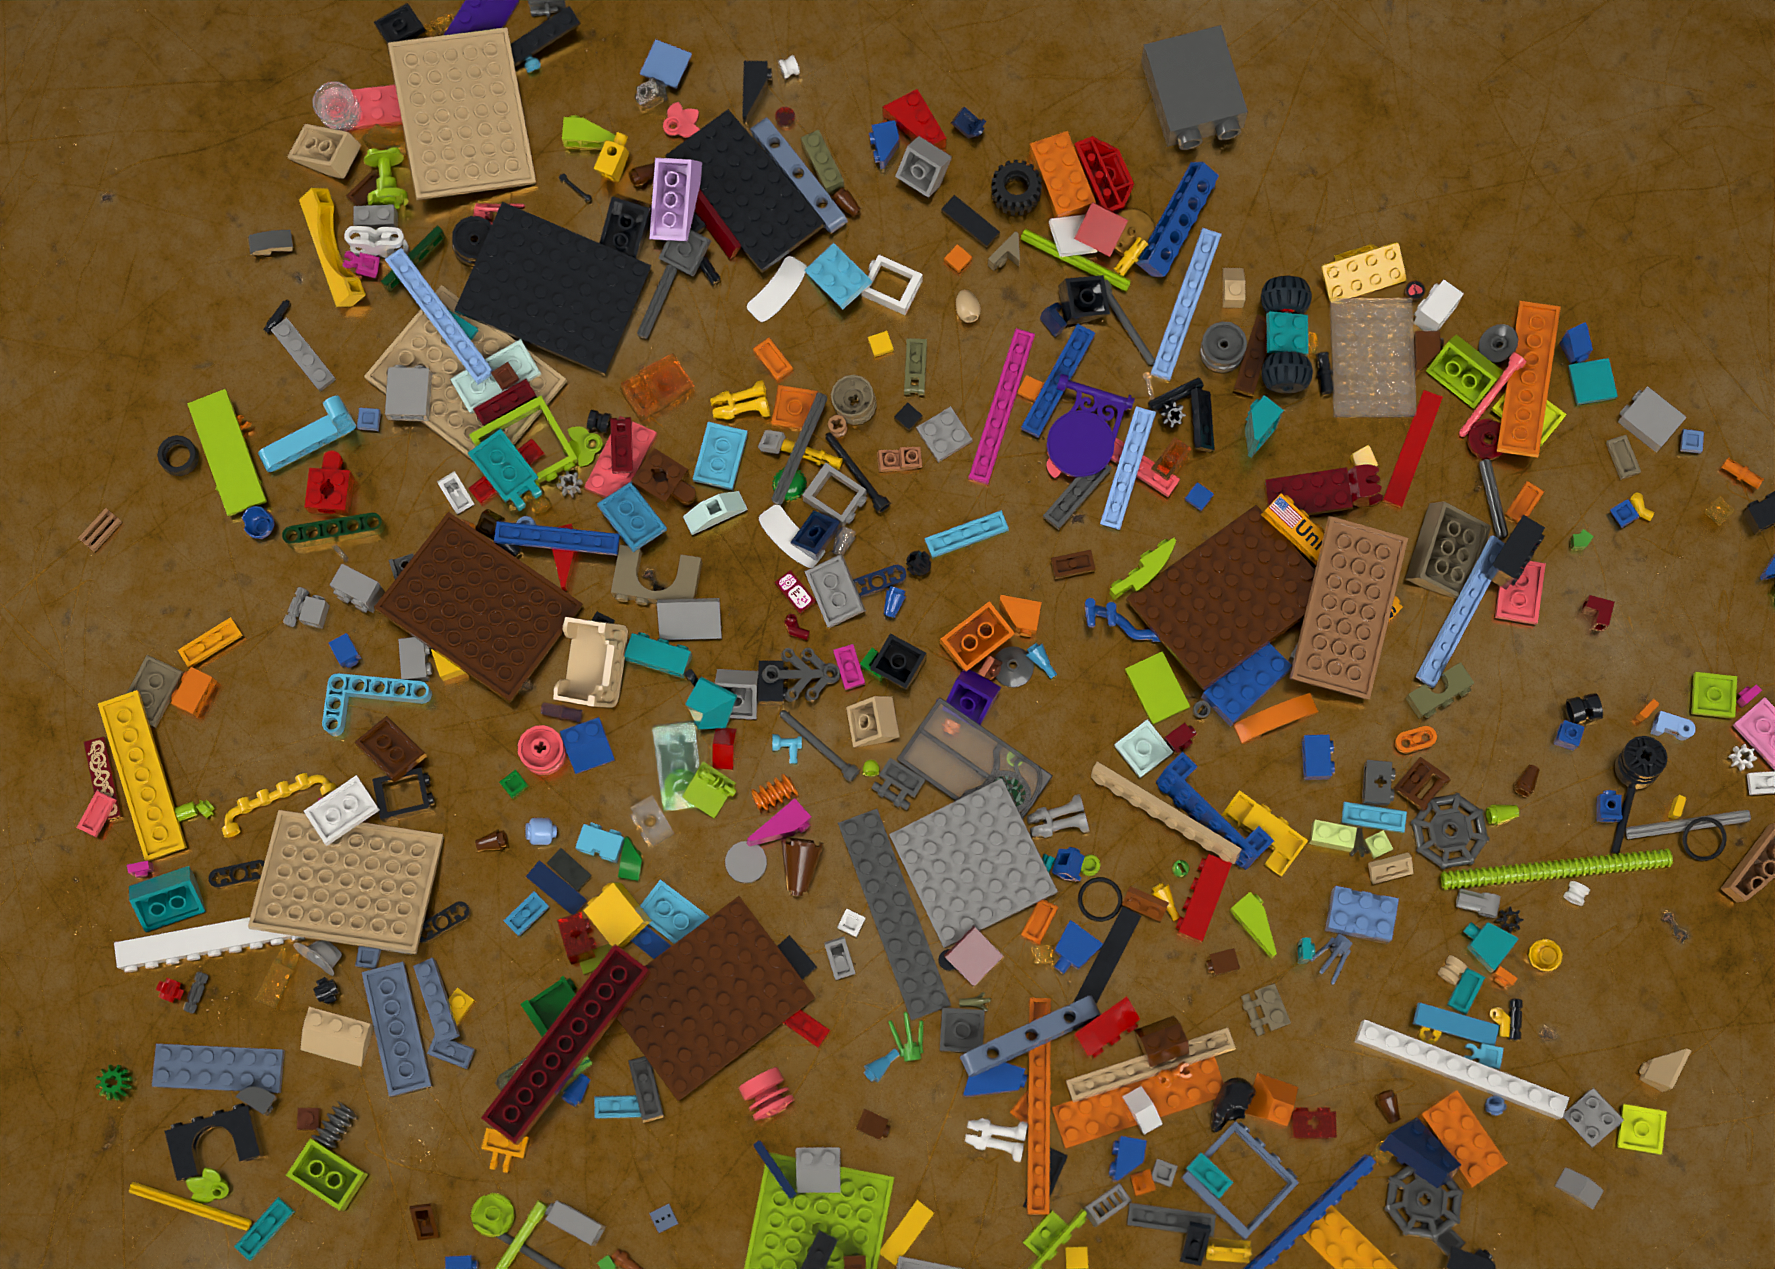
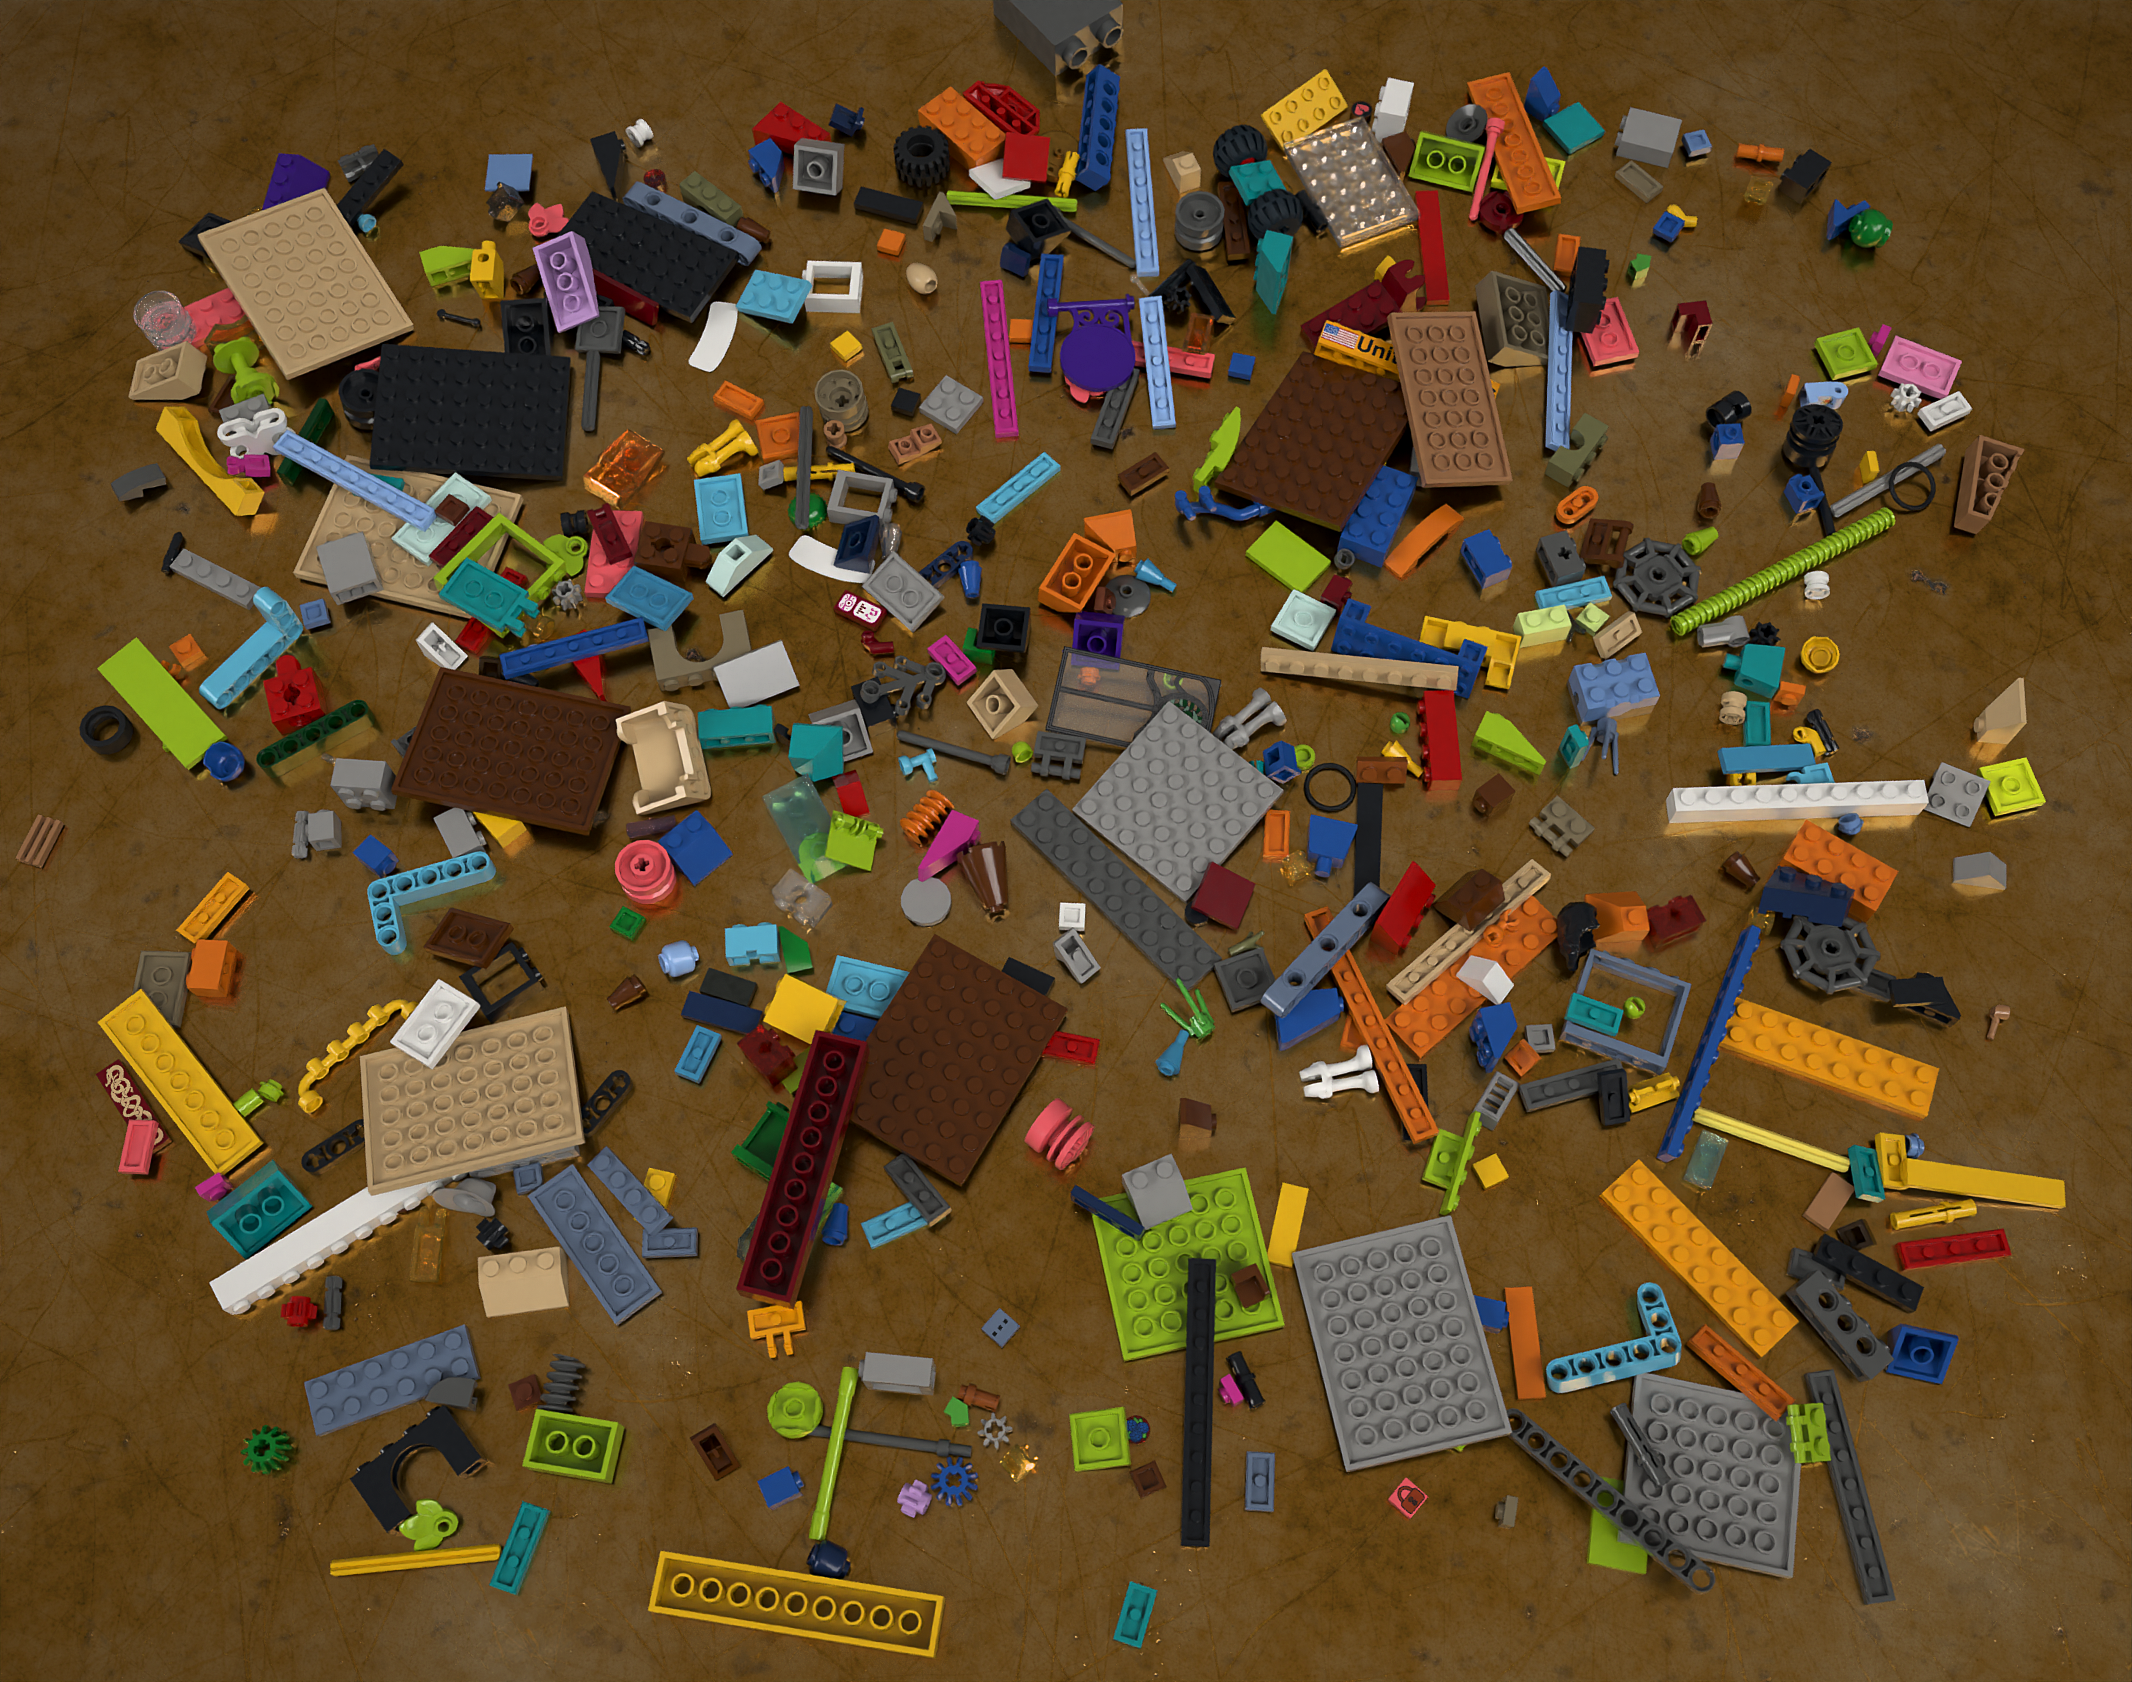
camera: 25 degrees left, 10 degrees down
(260, 409) = (186, 650): none -> orange plate
(1240, 1183) = (1631, 1010): none -> lime hinge

